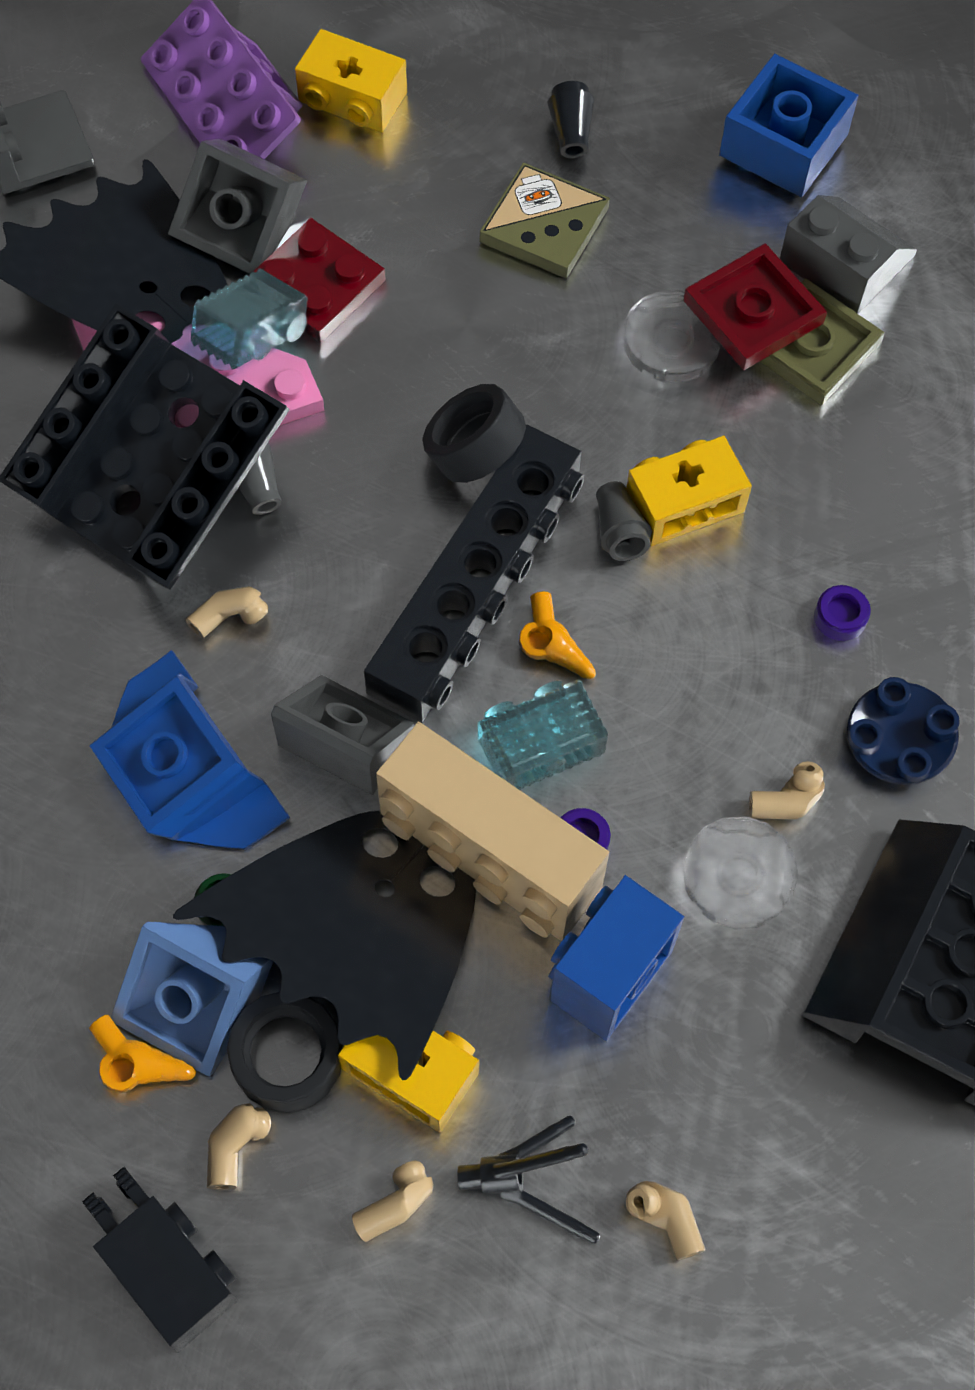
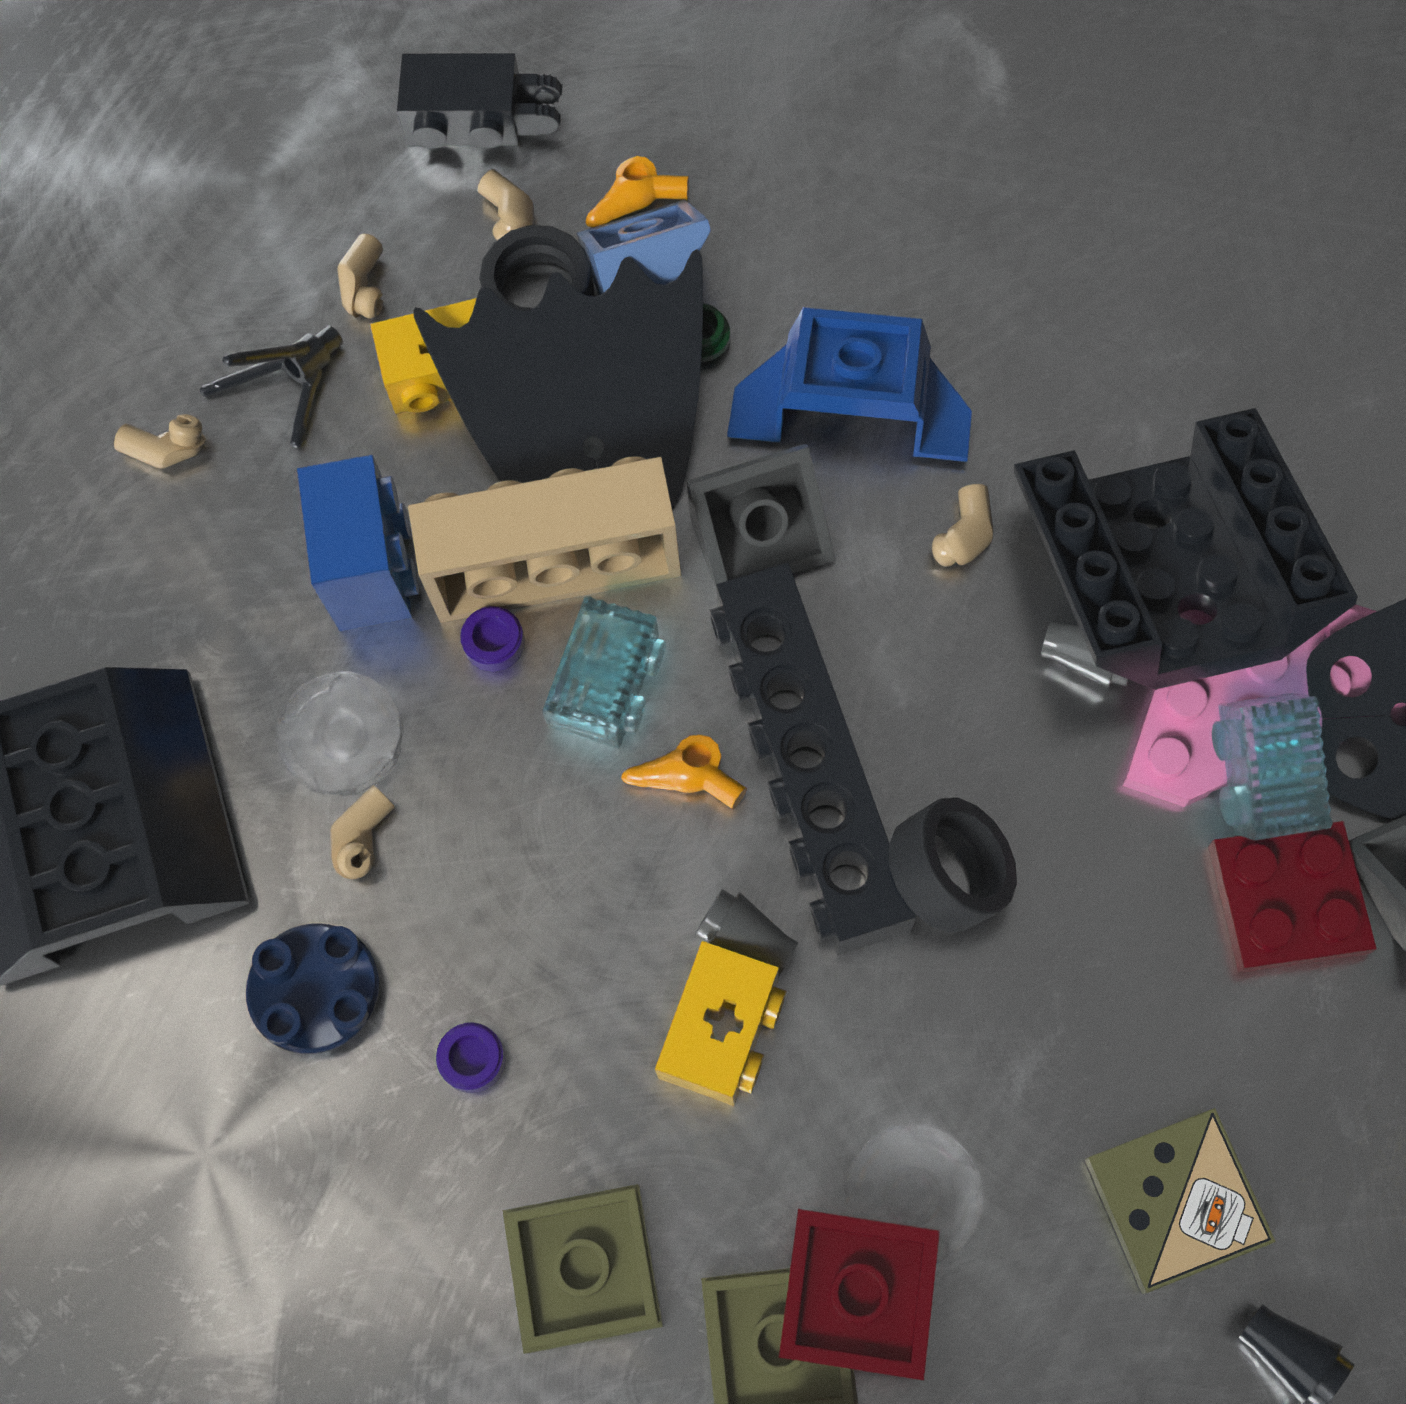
camera: 140 degrees right, 5 degrees up
(882, 460) = (582, 1269): none -> olive tile

